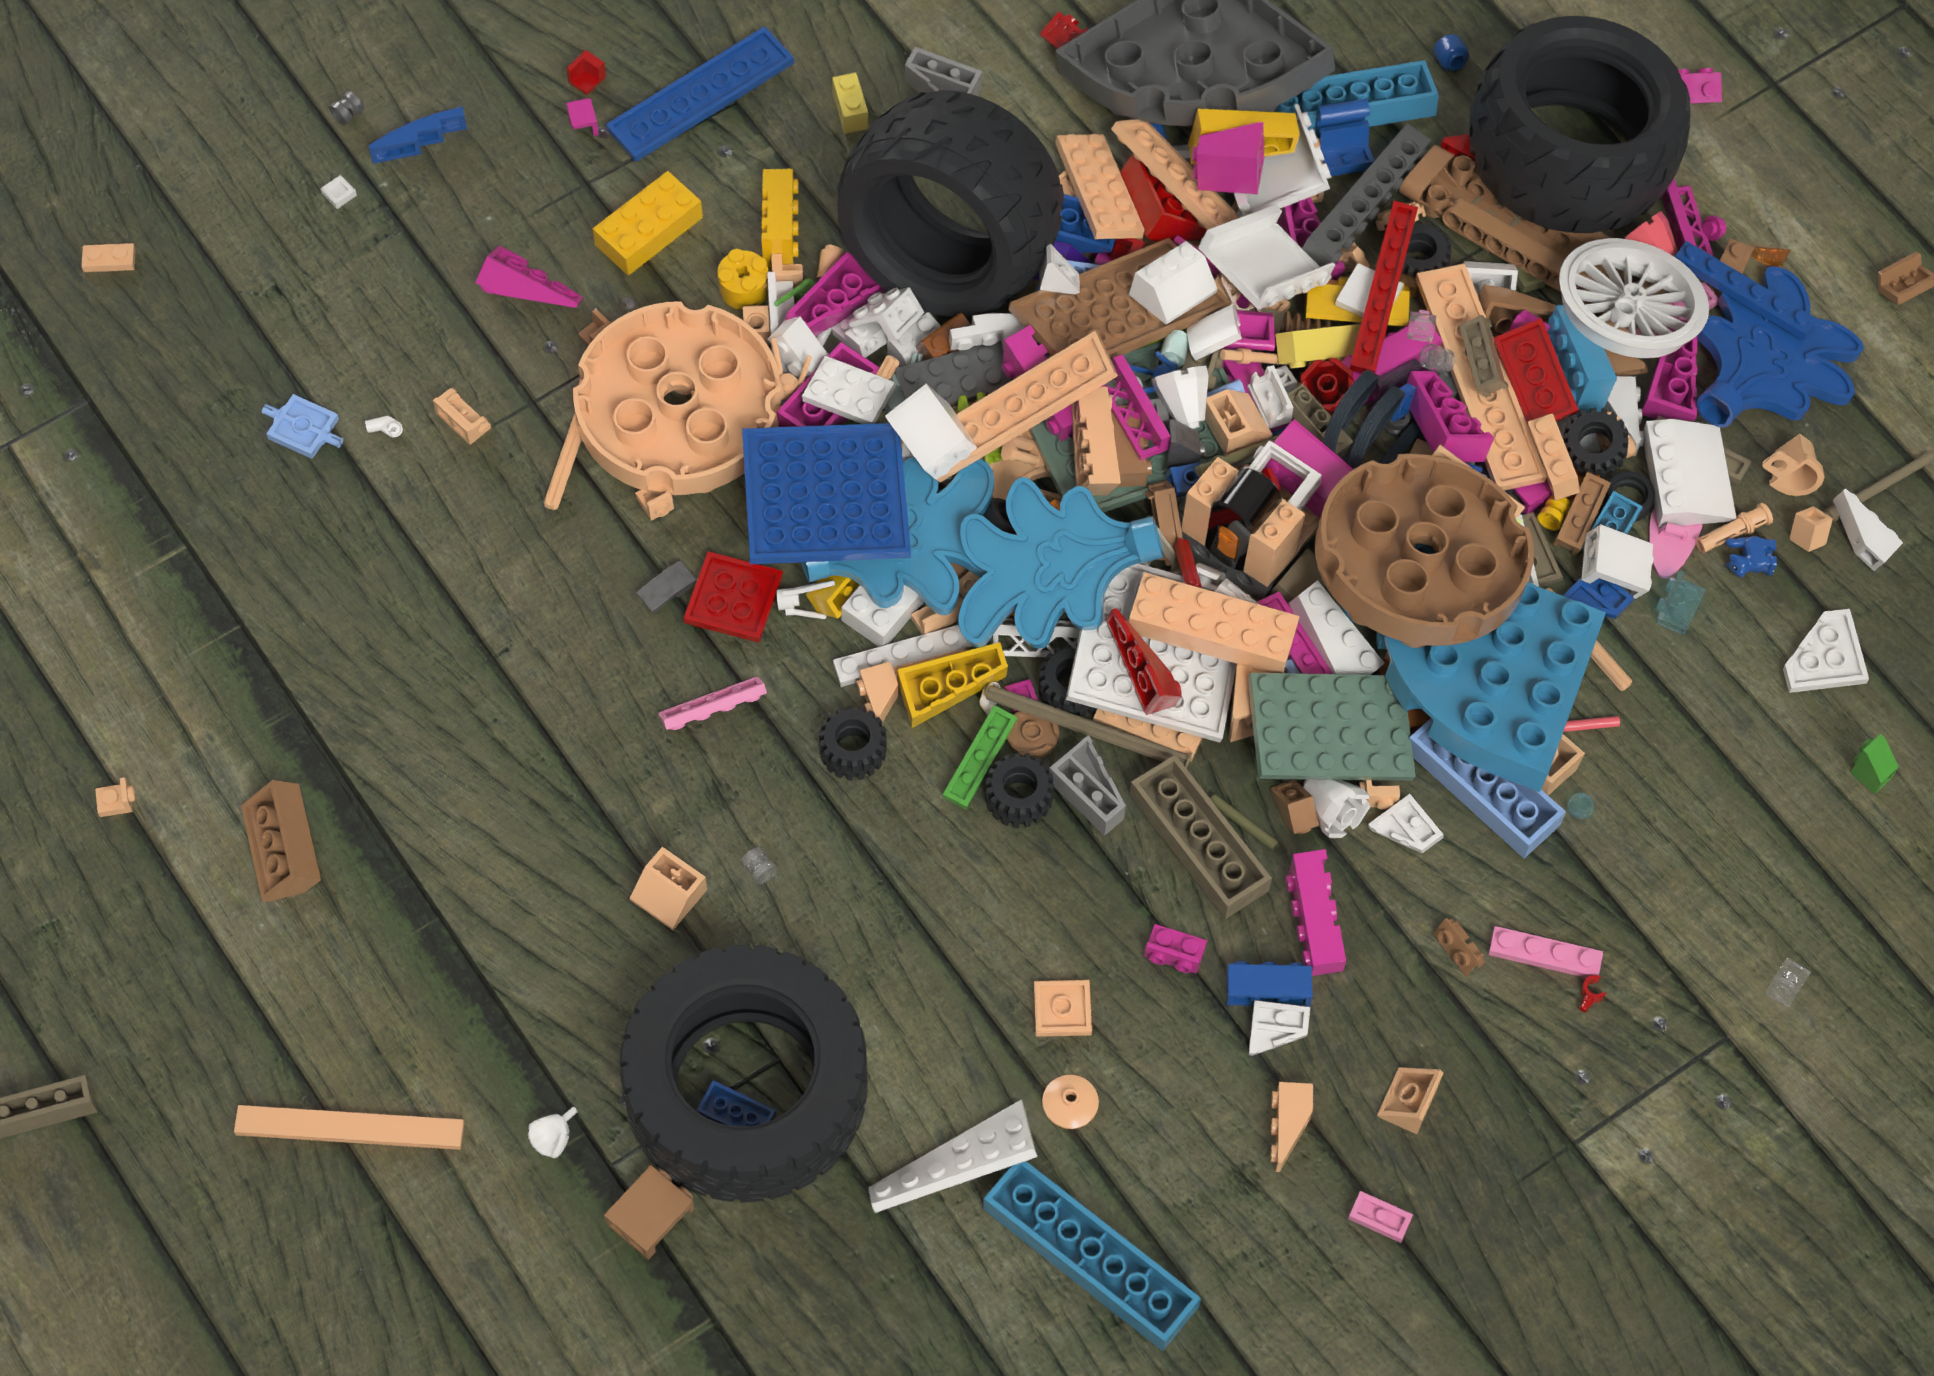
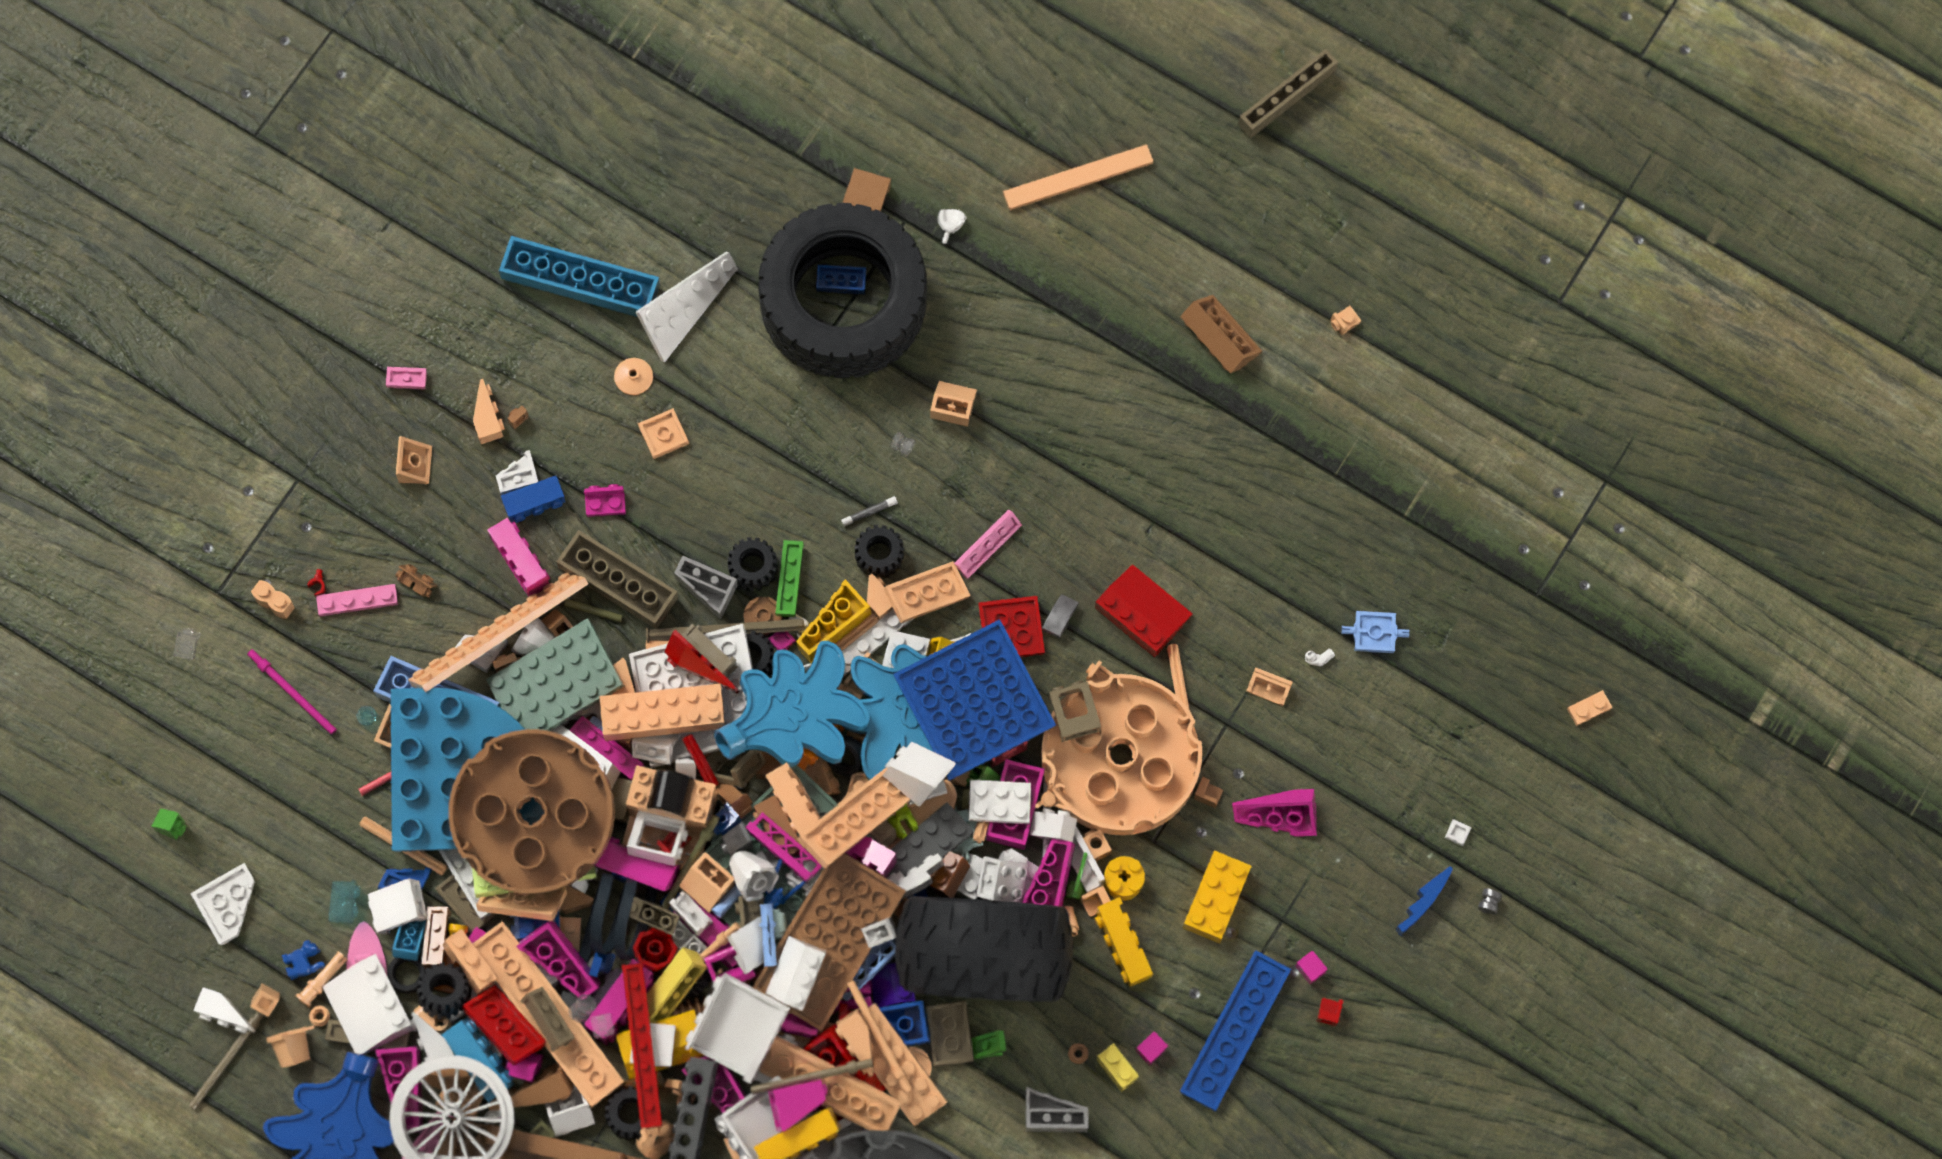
camera: 155 degrees right, 10 degrees up
(563, 555) = (1142, 610): none -> red slope
(713, 421) = (1080, 725): none -> dark tan window
(802, 104) = (1151, 1048): none -> dark pink panel
(817, 668) = (927, 592): none -> light nougat plate
(840, 805) = (869, 511): none -> flat silver bar
(1101, 169) = (897, 1071): none -> light nougat bar
(1124, 676) = (710, 650): none -> dark tan container
(1132, 207) = (857, 1034): none -> light nougat slope
(1154, 173) = (851, 1067): none -> dark tan bar
(1188, 337) = (769, 958): none -> light blue pin
(1248, 1101) = (517, 417): none -> medium nougat plate
(1385, 812) = (501, 629): none -> light nougat plate
(1653, 984) = (275, 600): none -> light nougat brick
(1693, 915) = (265, 666): none -> dark pink bar
(1752, 487) = (315, 1011): none -> light nougat plate

